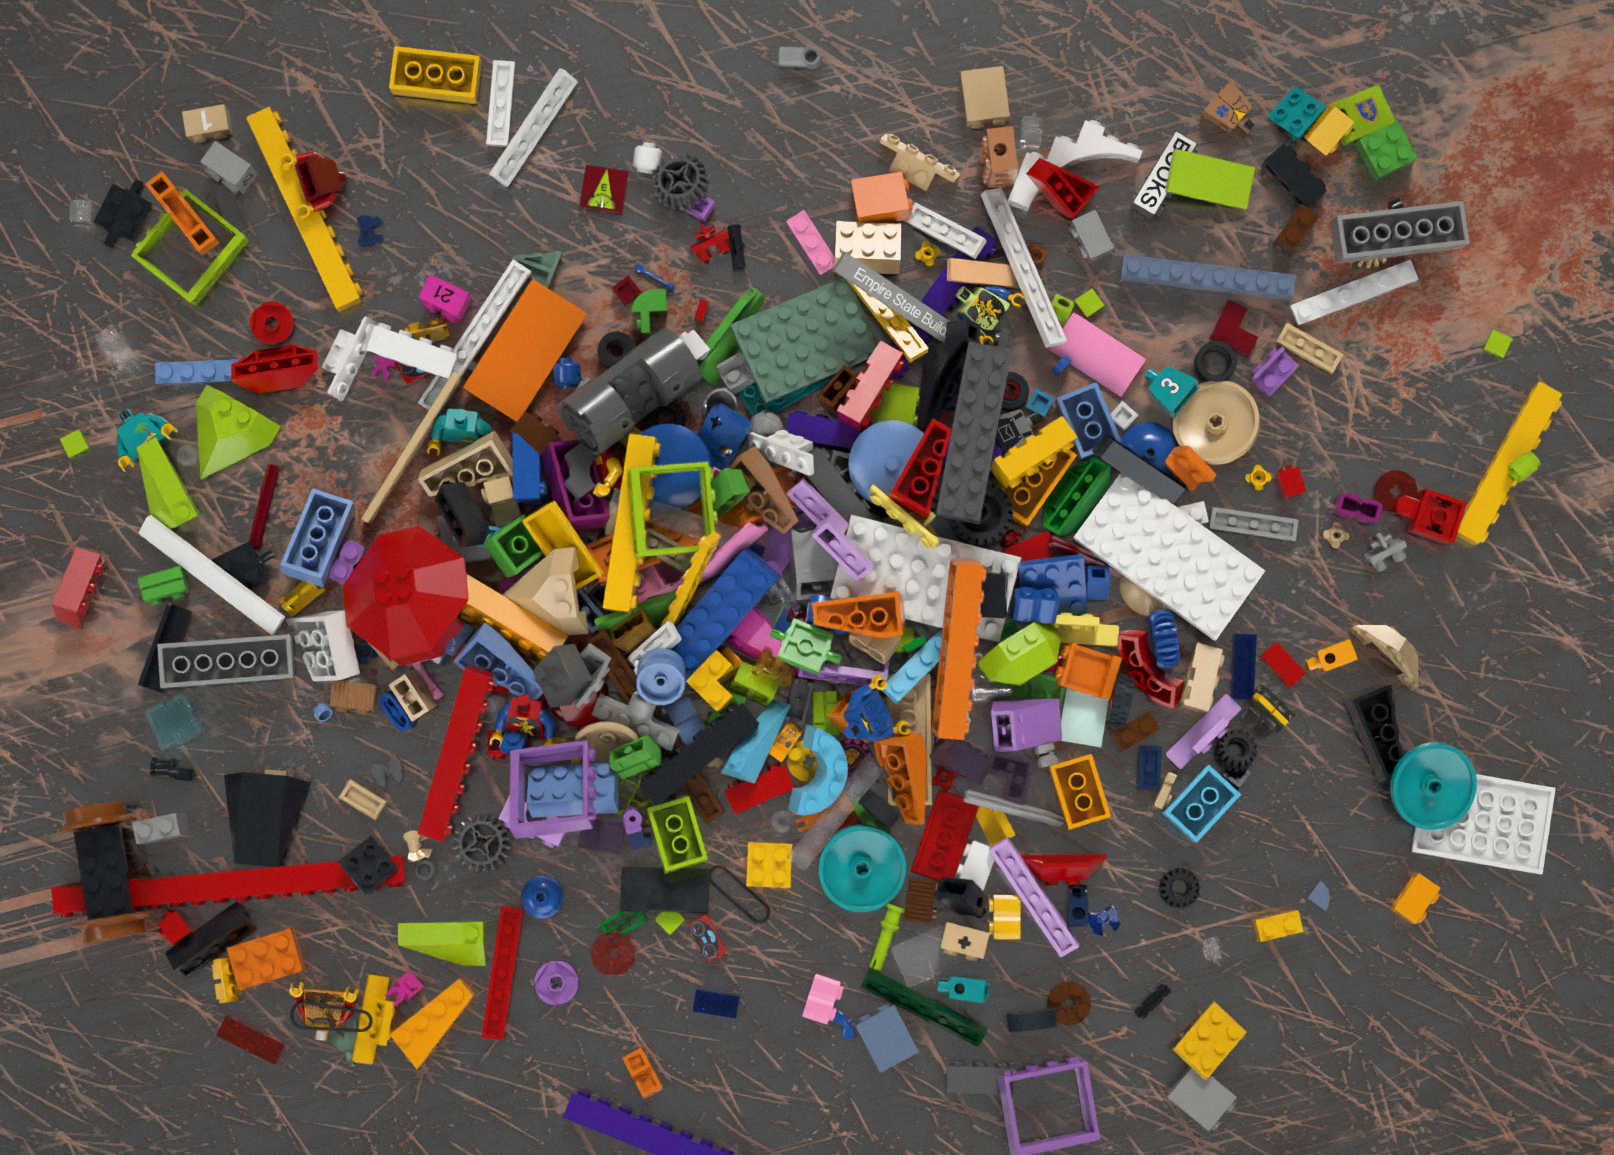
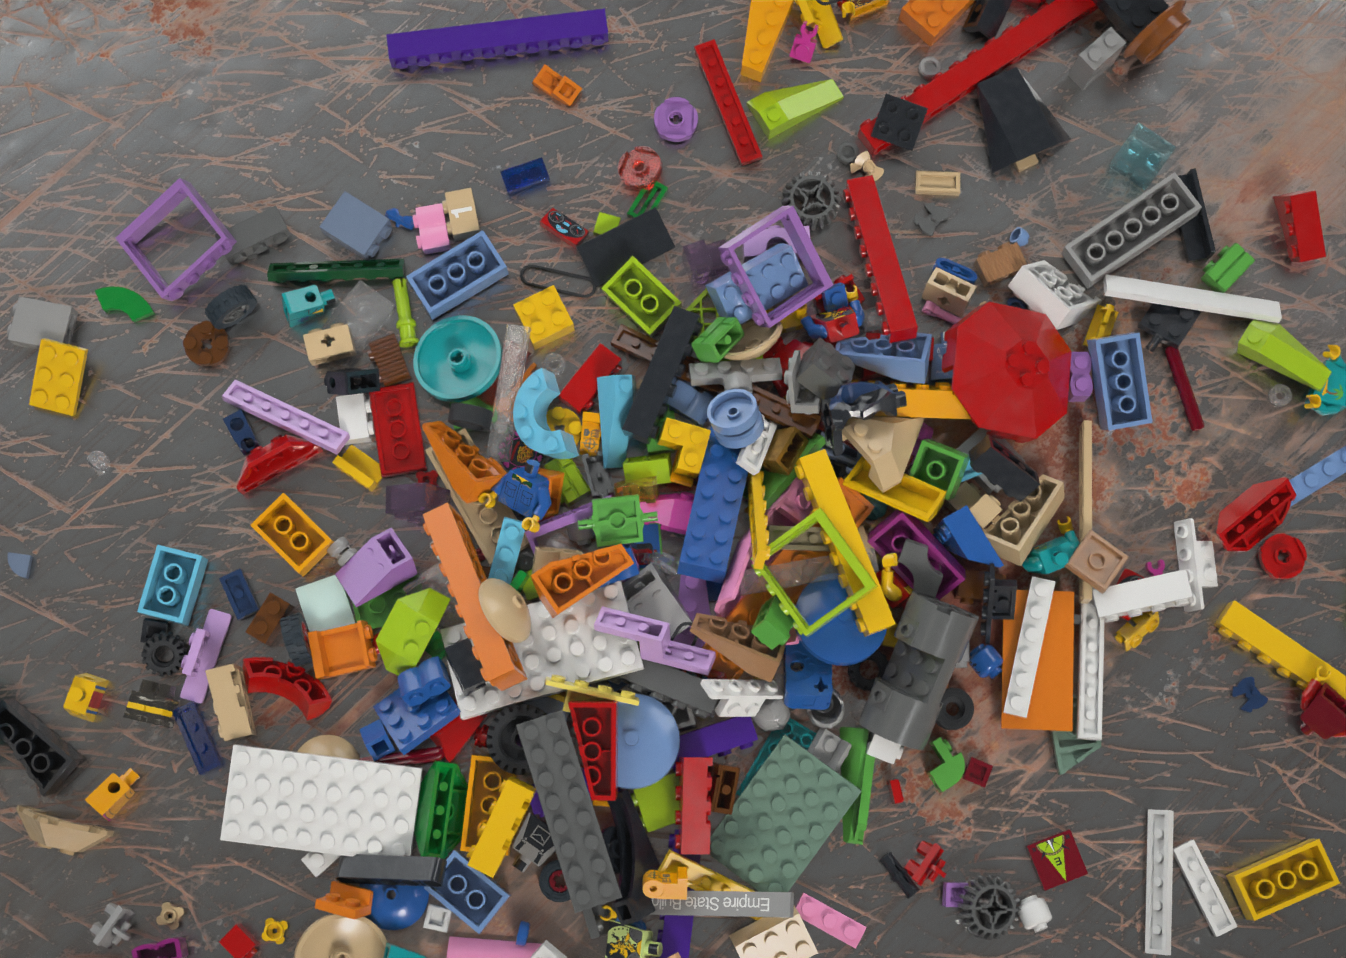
camera: 145 degrees right, 5 degrees down
(168, 767) = (1119, 117): black connector -> none
(228, 431) = (1257, 437): lime wedge -> none
(307, 907) = (929, 67): none -> light grey tile
(431, 398) = (1096, 561): none -> medium nougat tile
(445, 299) = (1140, 666): dark pink brick -> none
(526, 363) = (1029, 647): none -> white plate
(531, 412) = (999, 600): none -> black bracket
(541, 626) = (858, 401): none -> black hips
(551, 902) = (730, 184): blue cylinder -> none
(632, 821) = (683, 283): leg -> none
(640, 269) = (977, 801): blue hinge -> none
(789, 998) = (462, 214): none -> tan brick
(823, 943) = (457, 275): none -> medium blue brick
(928, 335) = (666, 885): none -> light orange leg
(938, 620) = (505, 609): none -> tan dish
(1005, 916) = (303, 387): yellow brick -> none
(1013, 808) = (346, 485): light grey axle -> none
(1018, 775) = (361, 520): clear purple brick -> none
(1039, 403) = (524, 884): dark azure plate -> none
(1085, 630) = (364, 688): light yellow bracket -> none
(1097, 919) = (213, 435): clear blue piece -> none
(1119, 1081) = (124, 300): none -> green tile
(1152, 1001) = (130, 386): black axle -> none
(1163, 796) = (212, 573): tan plate -> none
(1164, 638) = (285, 720): blue gear -> none
(1193, 888) = (163, 511): black tyre -> none
(1253, 524) = (256, 881): light grey plate -> none
(1277, 925) = (45, 513): yellow brick -> none
(1282, 664) = (161, 761): red tile -> none
(1317, 751) = (85, 696): none -> yellow torso

